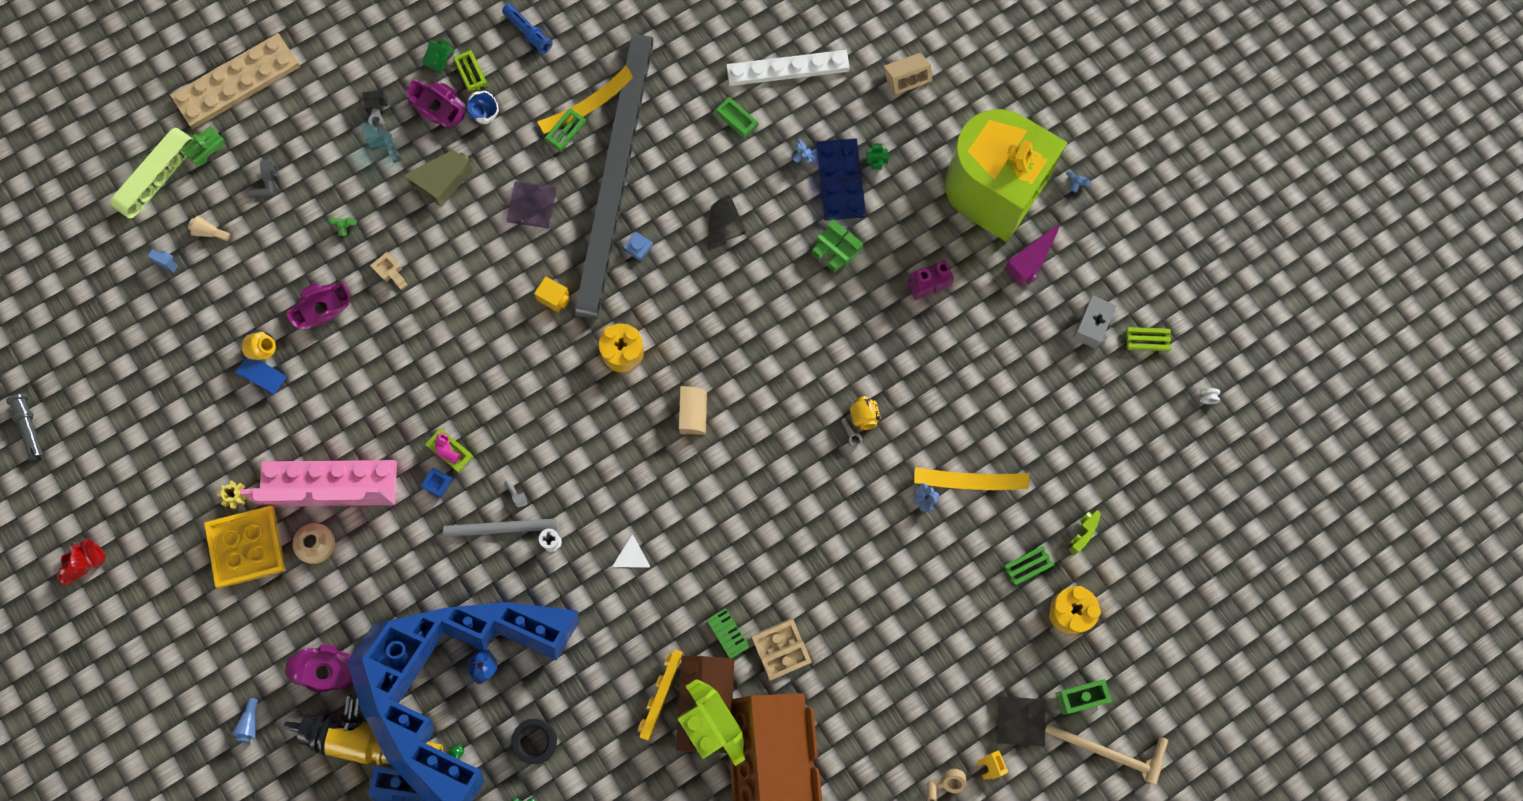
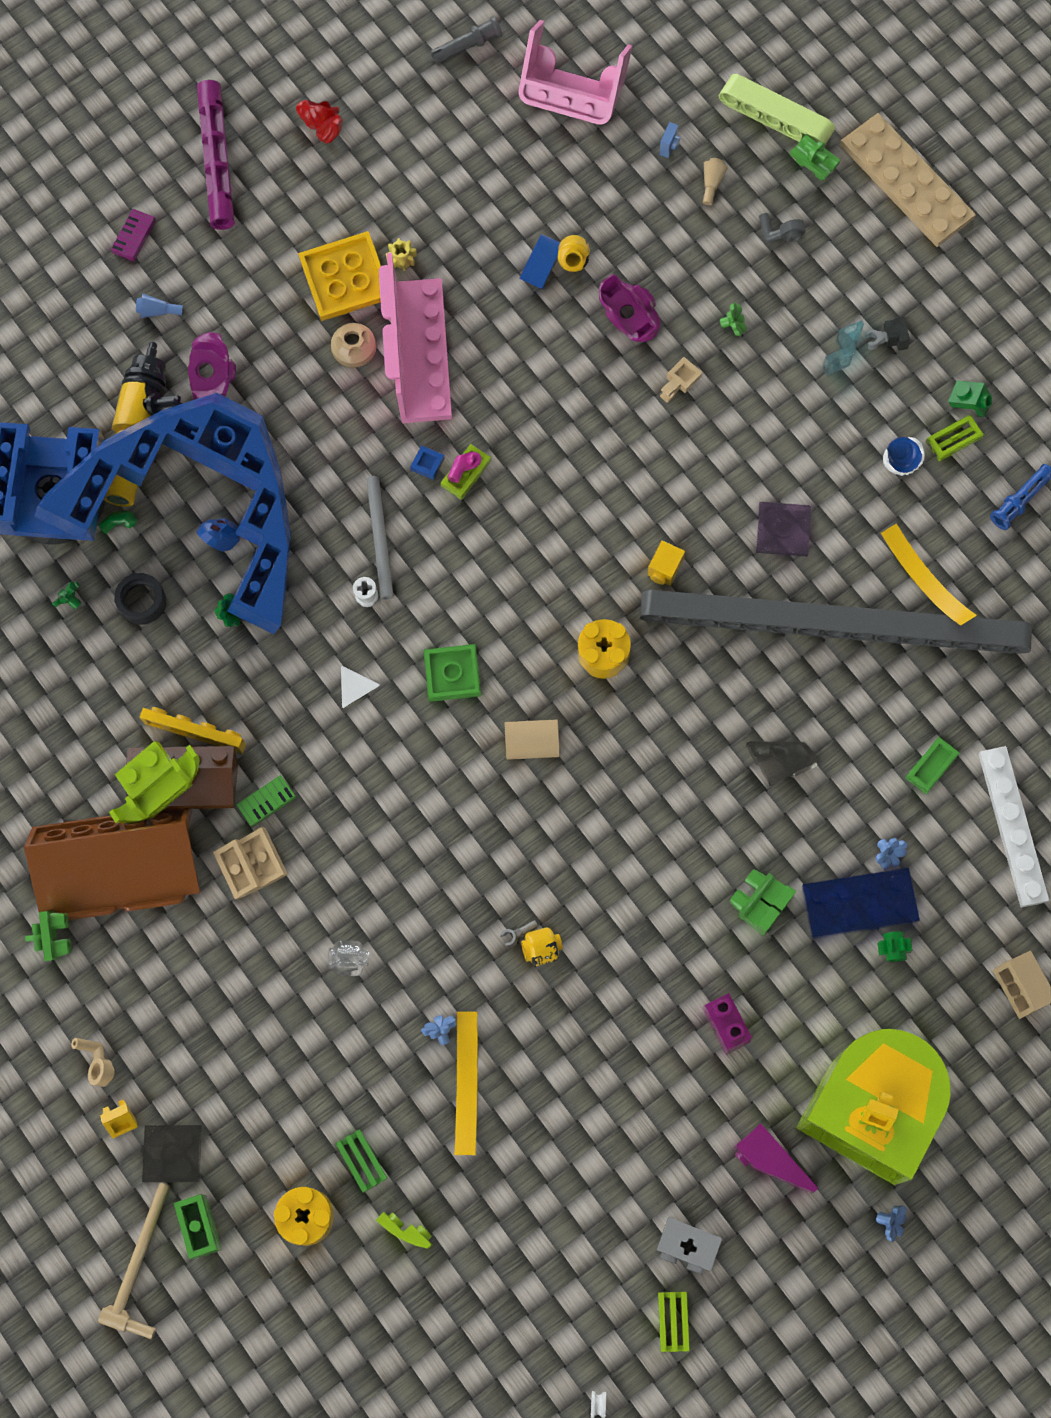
camera: 95 degrees right, 0 degrees up
(96, 662) = (215, 155): none -> magenta piece
(98, 340) = (567, 92): none -> bright pink windscreen
(166, 745) = (133, 235): none -> magenta tile
(422, 95) = (913, 386): magenta piece -> none
(440, 176) = (806, 420): olive slope -> none
(519, 499) = (413, 552): light grey hand -> none
(553, 664) = (221, 612): none -> green plant
(555, 143) = (883, 566): bright green tile -> none
(628, 473) = (452, 672): none -> bright green tile
(638, 246) = (741, 658): medium blue plate -> none
(867, 568) = (348, 958): none -> clear head

